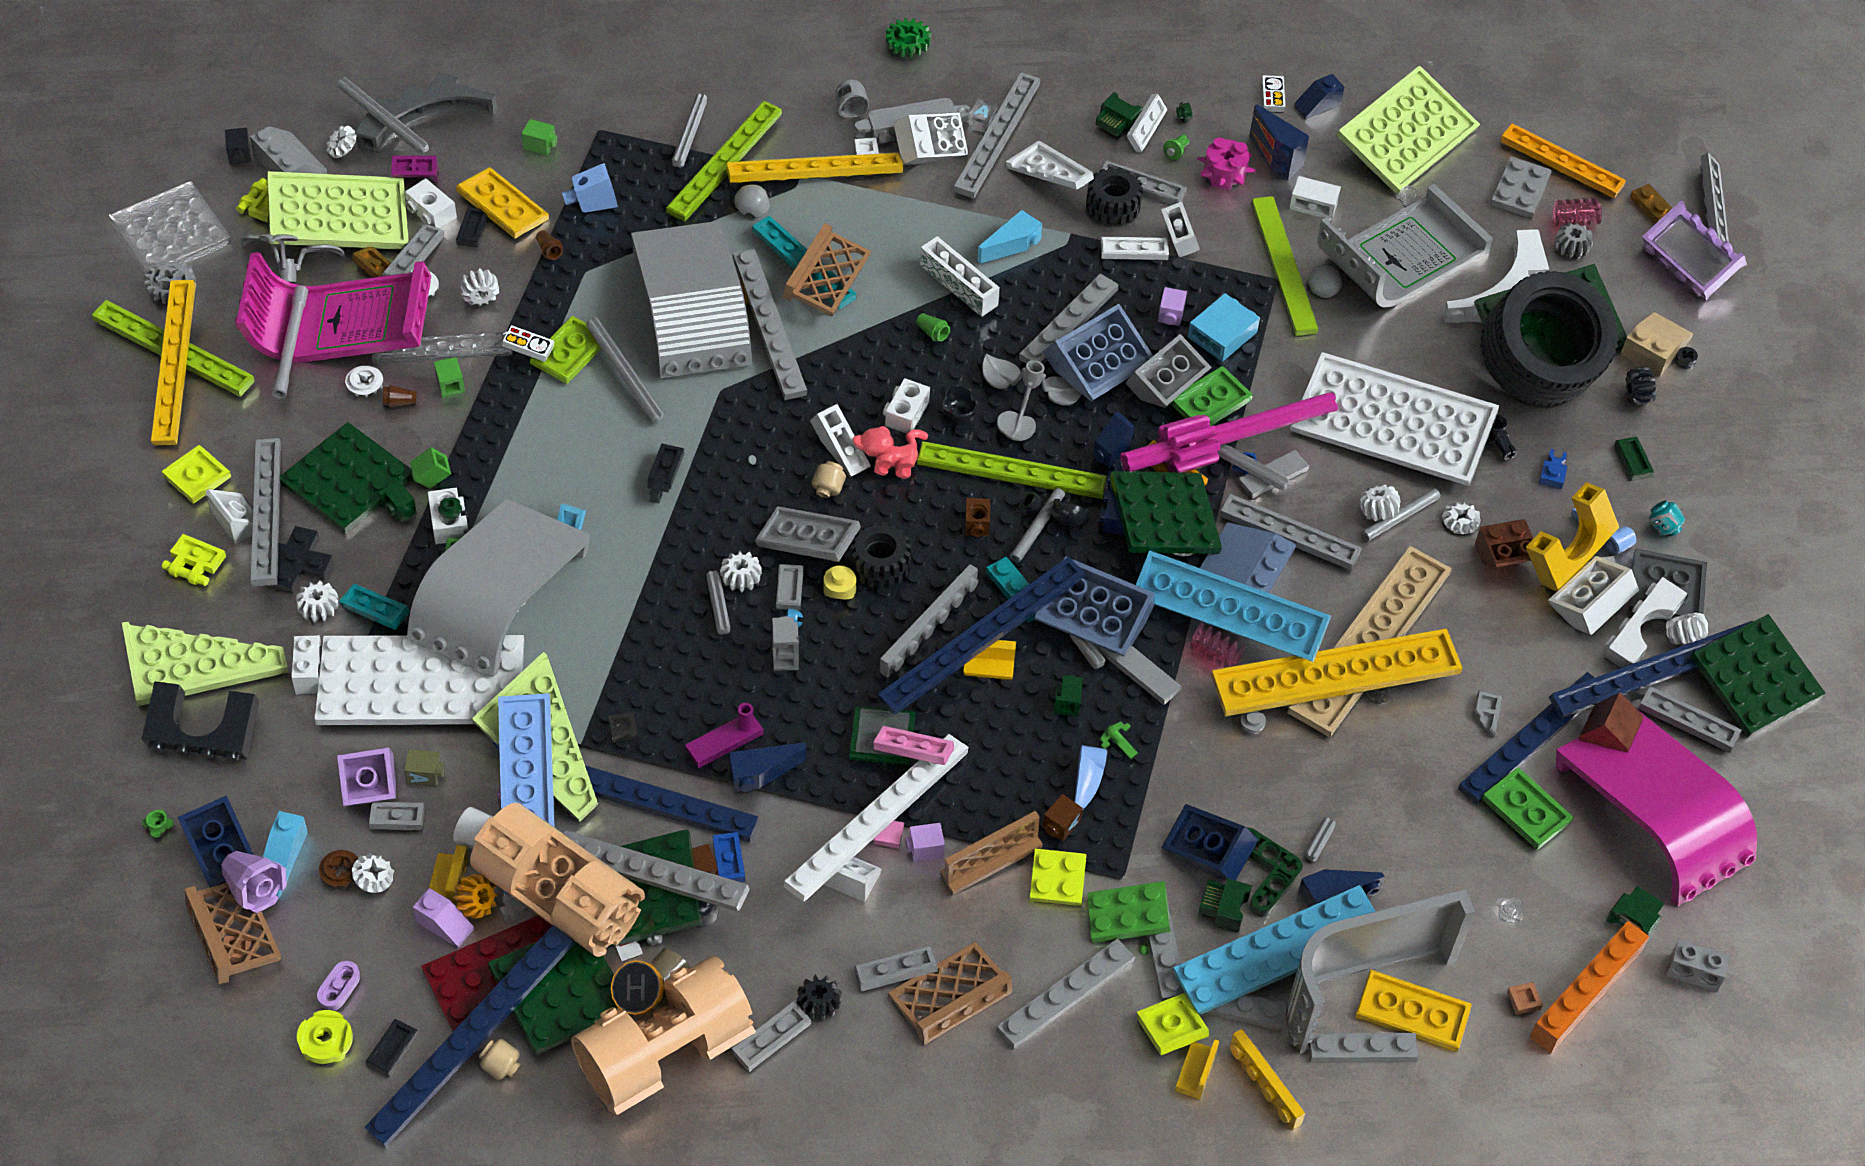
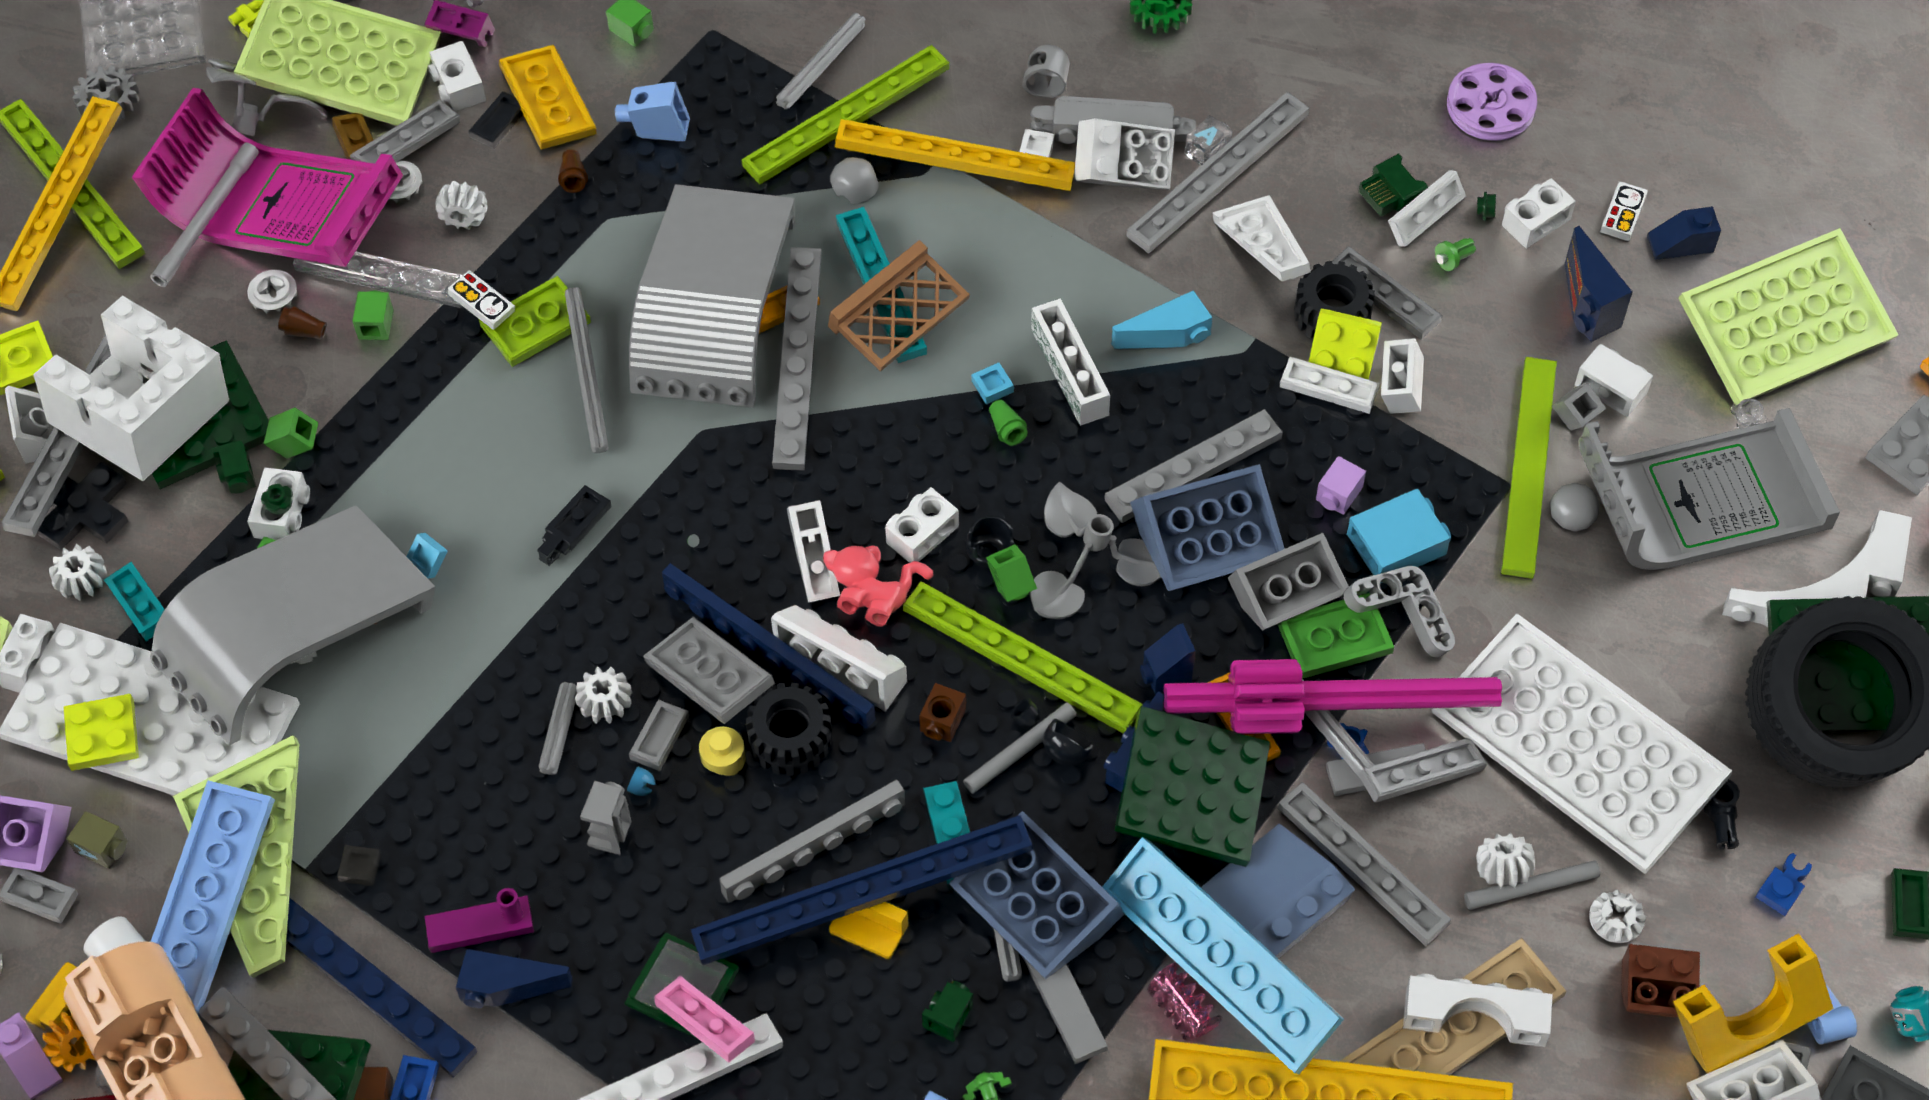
camera: 25 degrees right, 5 degrees up
(301, 489) = (123, 408): none -> white piece
(395, 694) = (101, 732): none -> neon yellow plate
(819, 503) = (775, 651): none -> dark blue plate
(828, 479) = (771, 597): tan head -> none
(891, 502) = (841, 655): none -> white slope
(911, 305) = (992, 383): none -> medium azure plate
(983, 417) = (1011, 573): none -> bright green brick
(1134, 217) = (1345, 343): none -> neon yellow plate
(1152, 40) = (1489, 91): none -> lavender wedge
(1219, 107) = (1538, 212): none -> white brick
(1226, 163) = (1509, 296): dark pink brick -> none
(1268, 379) = (1411, 596): none -> light grey beam
(1302, 218) = (1578, 406): none -> light grey brick
(1303, 464) = (1422, 769): none -> light grey tile
(1432, 587) = (1521, 1013): none -> white arch

